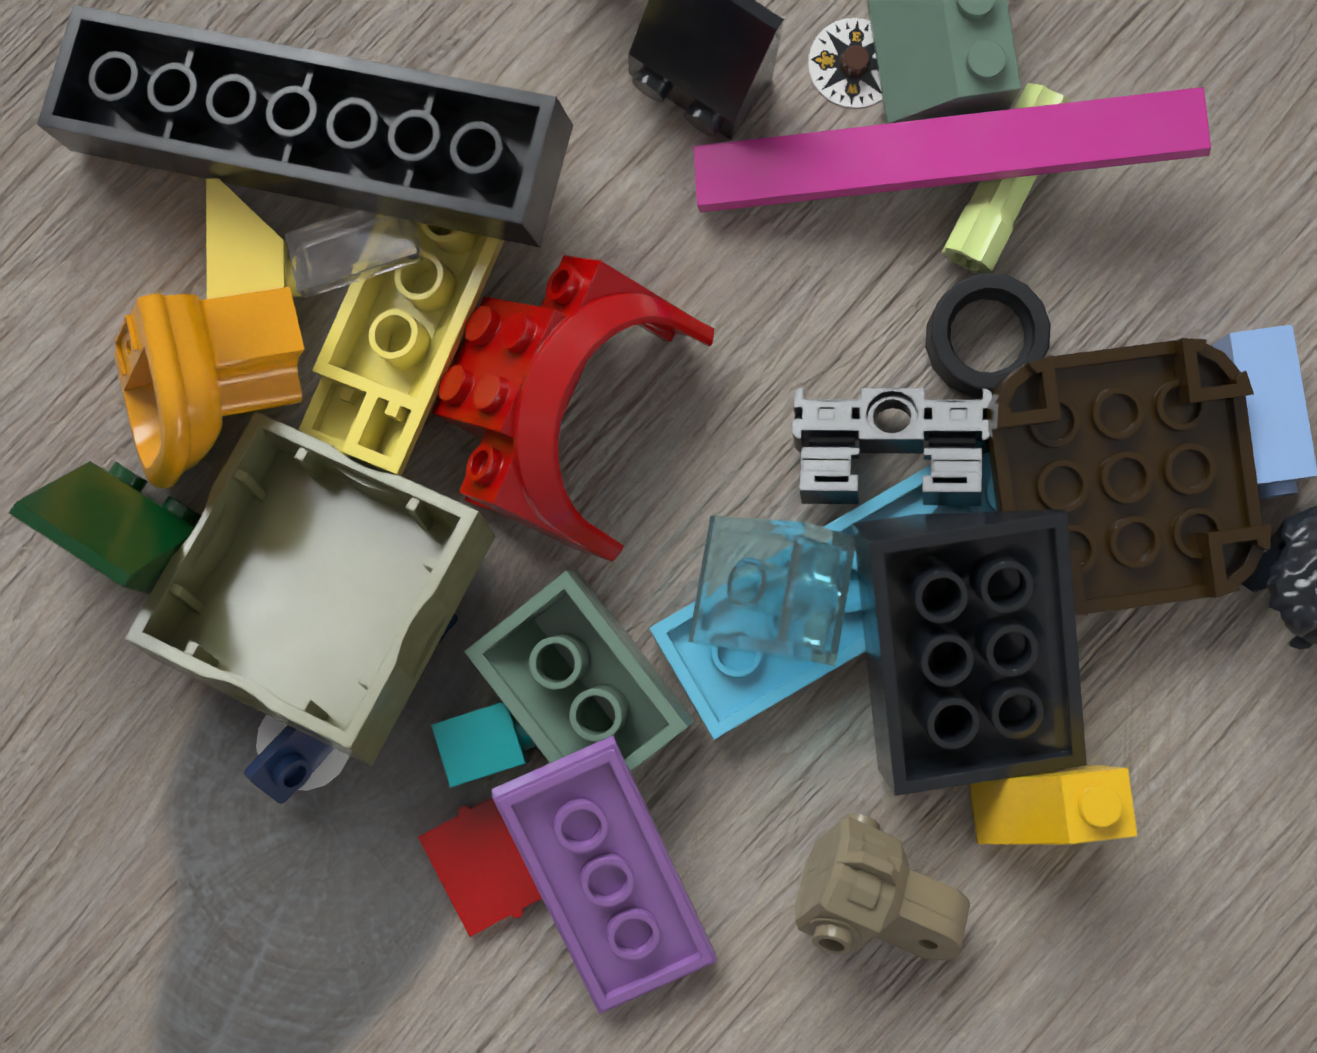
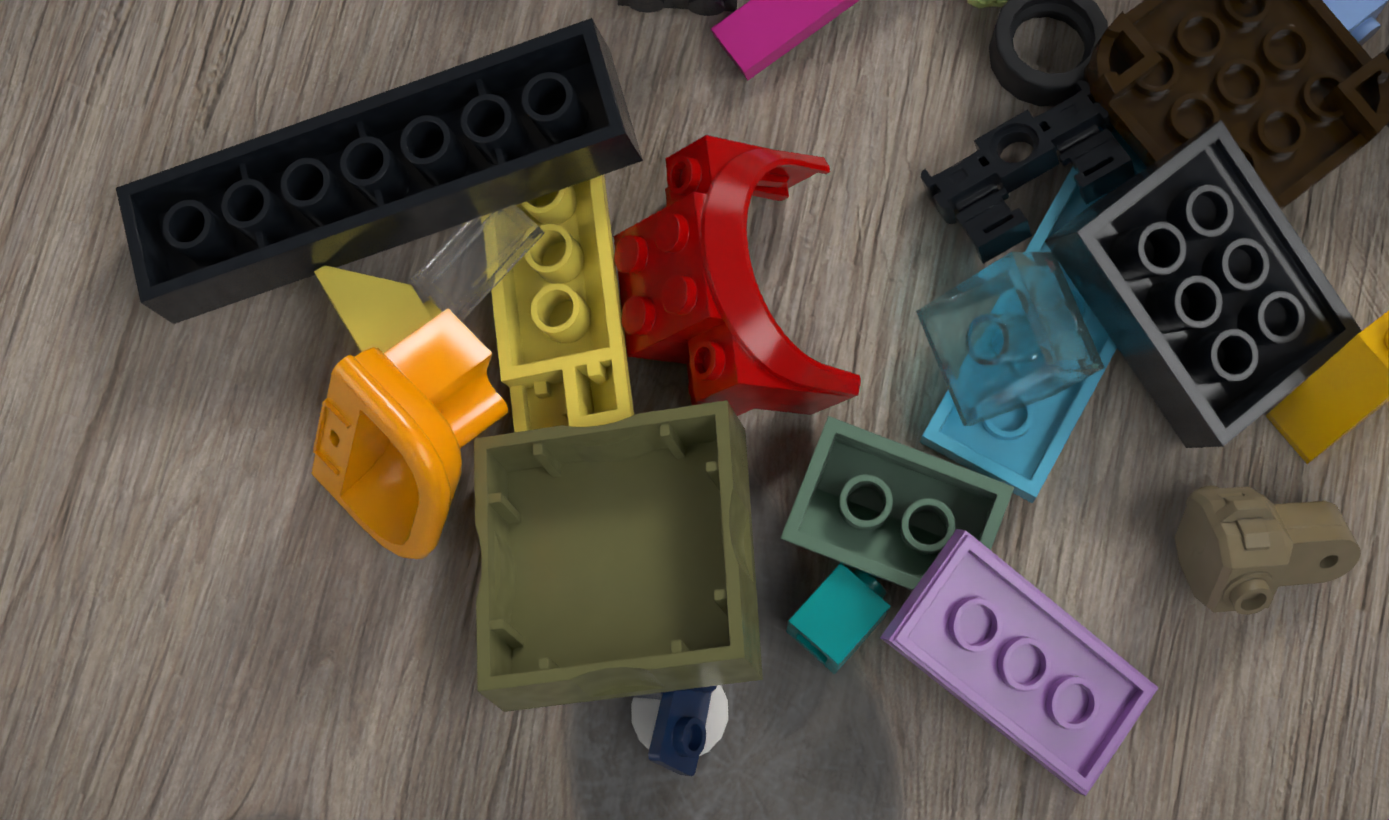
camera: 25 degrees left, 10 degrees down
(109, 522) = (406, 609): dark green slope -> none
(480, 867) = (904, 723): red piece -> none

